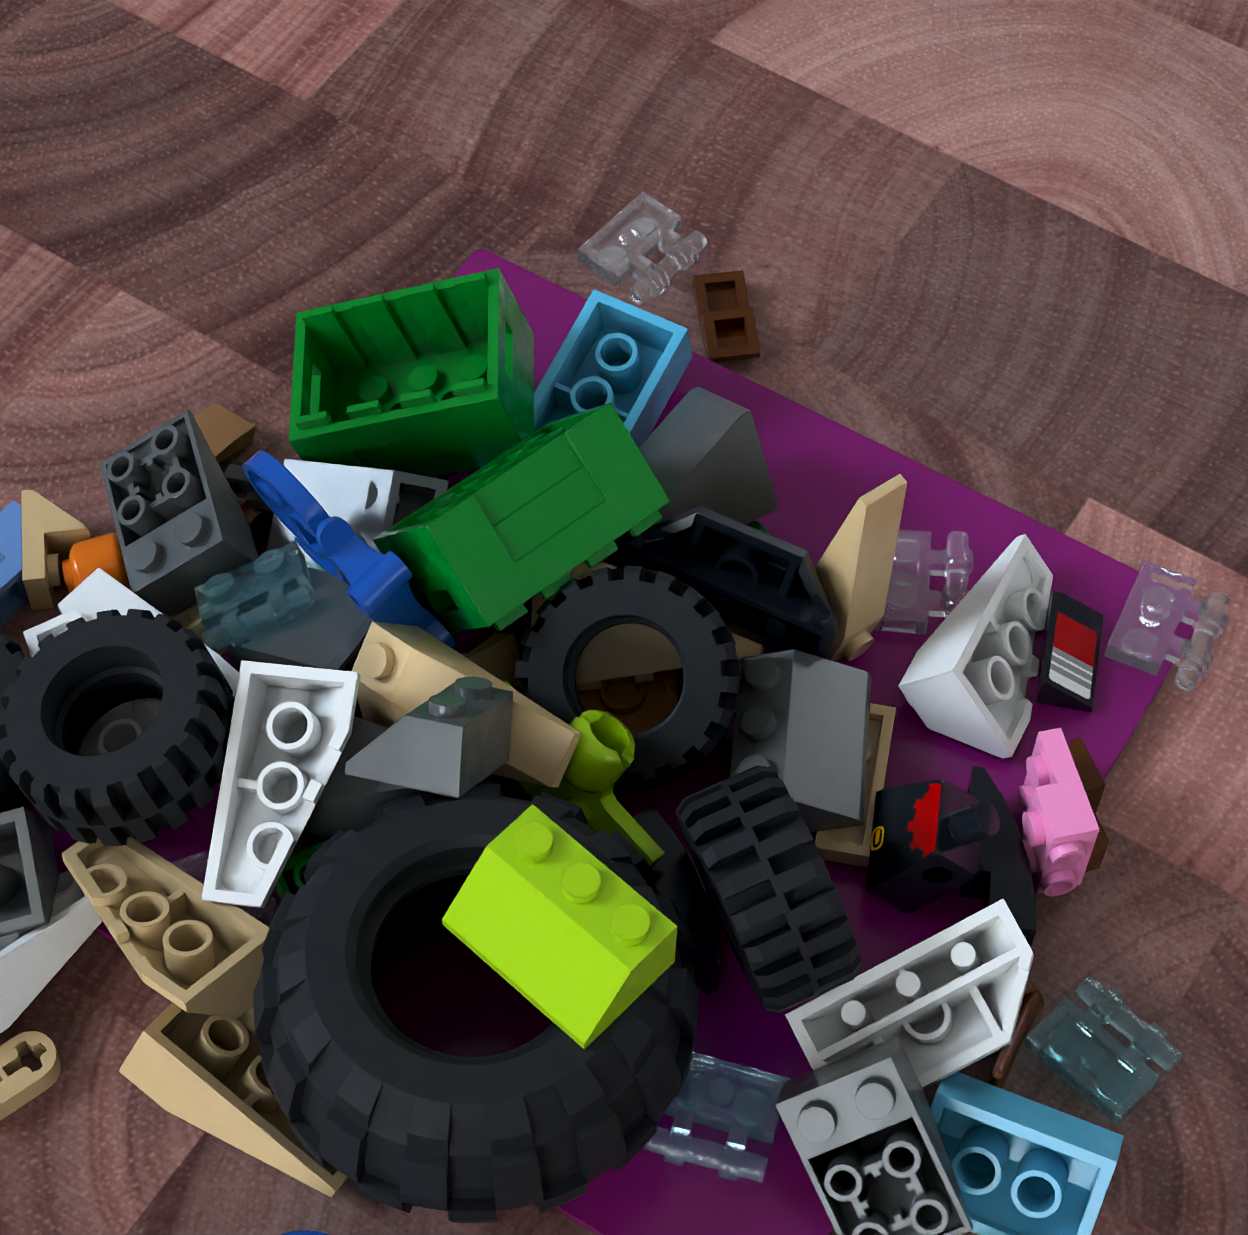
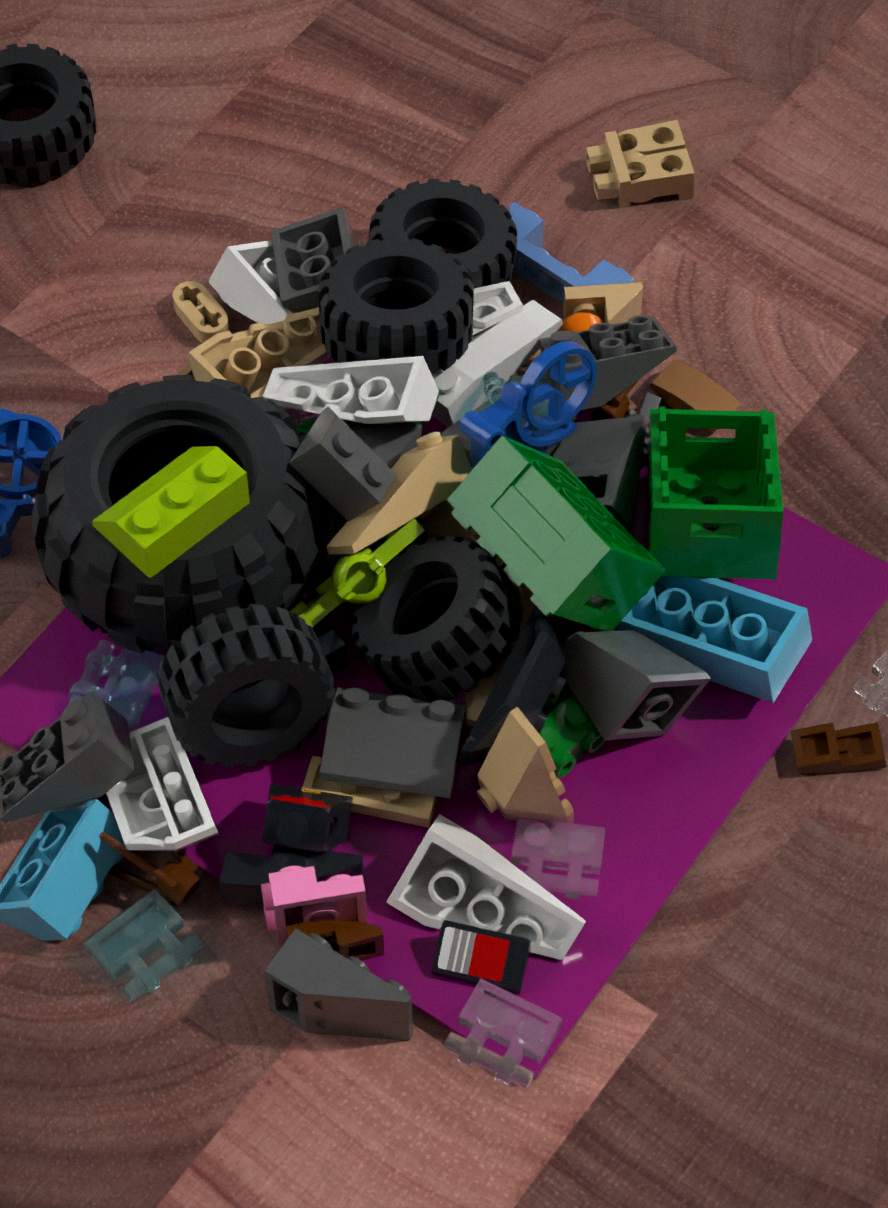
camera: 95 degrees right, 0 degrees up
(1155, 802) = (335, 993): none -> dark grey slope

